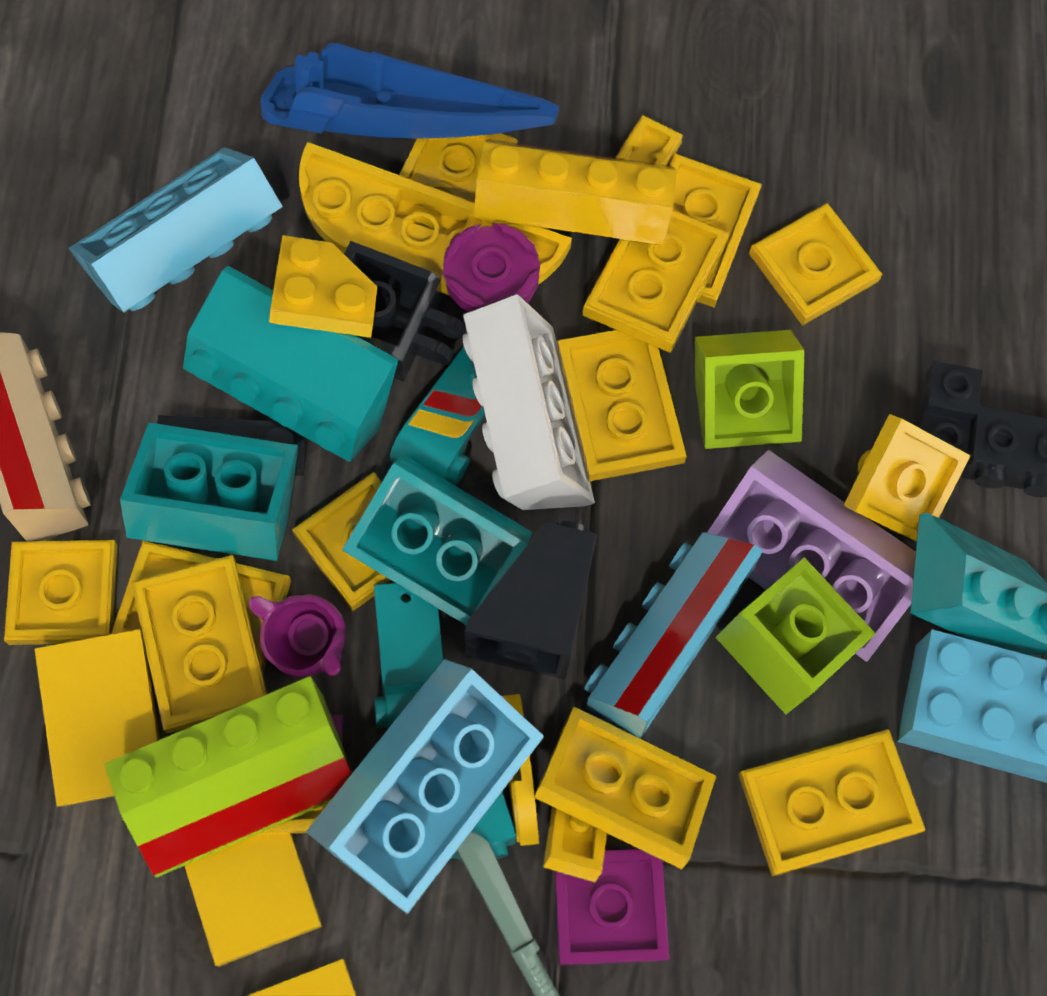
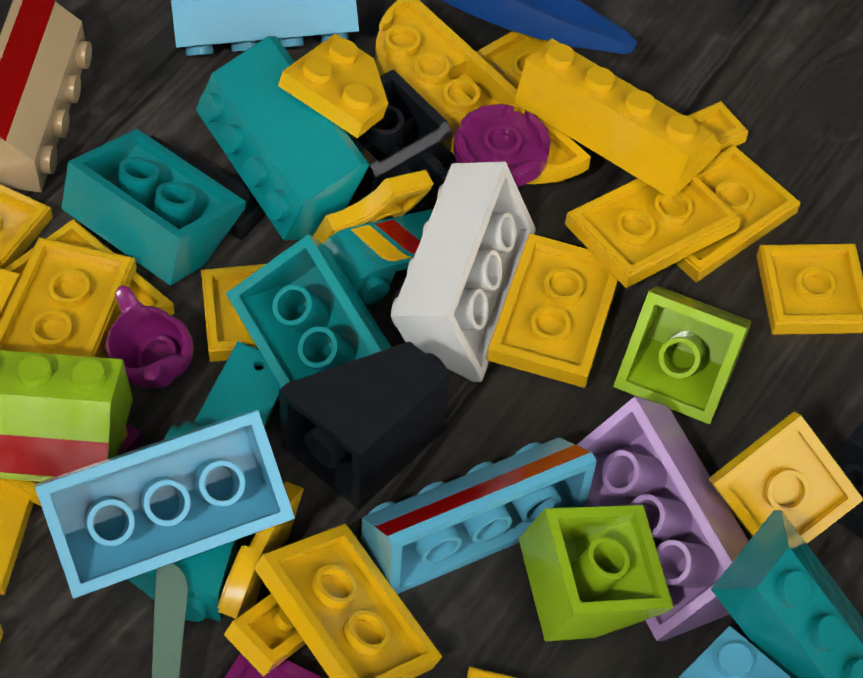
camera: 30 degrees right, 15 degrees down
(413, 395) = (391, 198): none -> yellow tile

